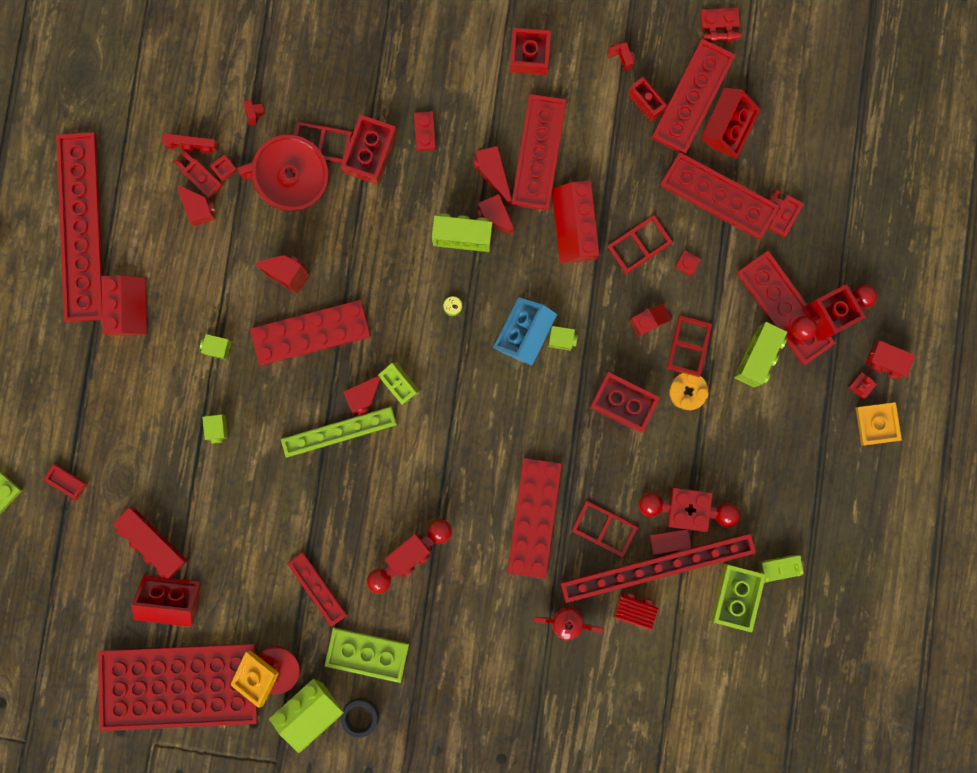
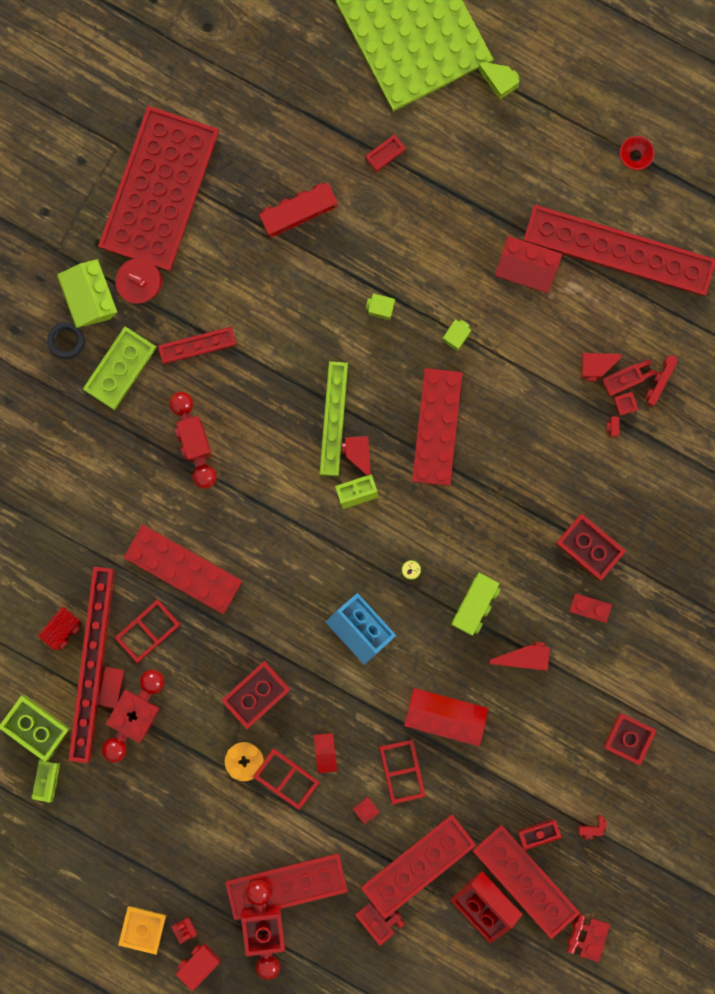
camera: 115 degrees right, 0 degrees up
(166, 601) = (240, 206): red slope -> none
(253, 111) = (670, 450): red tile -> none
(254, 679) = (137, 259): light orange plate -> none
(286, 271) = (499, 425): red slope -> none
(289, 173) = (595, 463): red dish -> none
(322, 137) = (605, 498): red window -> none
(496, 213) = (483, 643): red slope -> none
(538, 152) = (528, 709): red plate -> none
(562, 338) = (339, 661): lime brick -> none
(565, 615) = (81, 565): red helmet -> none
(761, 355) = (249, 842): lime brick -> none

